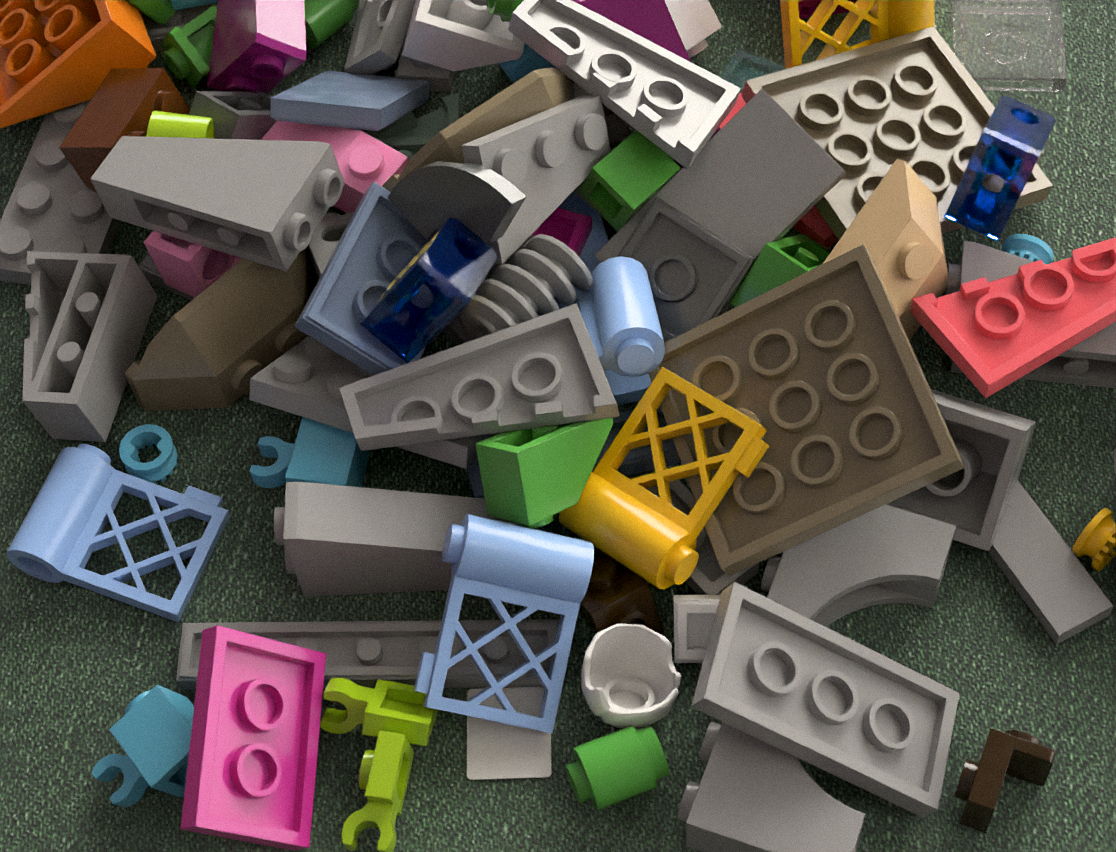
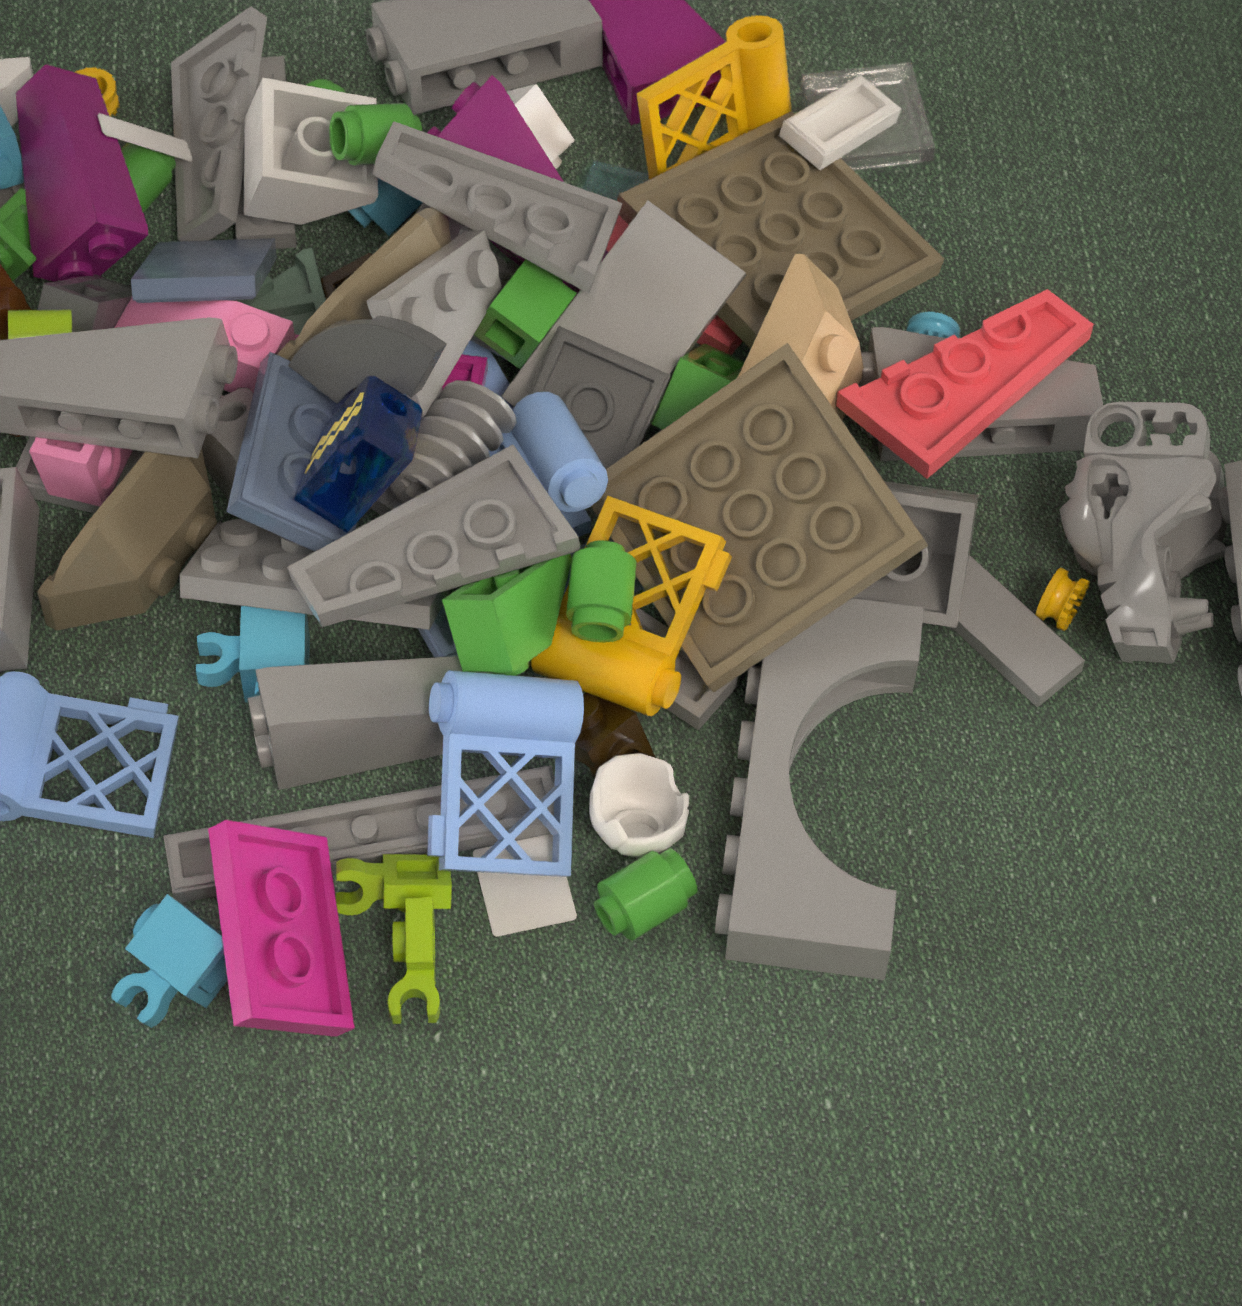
camera: 20 degrees left, 0 degrees up
(153, 470) = (79, 653): medium azure bush -> none
(632, 460) = (601, 591): none -> bright green brick
(693, 626) = (700, 748): white tile -> none
(827, 700) = (837, 790): light grey plate -> none
(977, 42) = (840, 122): none -> white tile
(1004, 753) = (1012, 817): dark brown bracket -> none
(1007, 149) = (903, 229): clear blue torso -> none

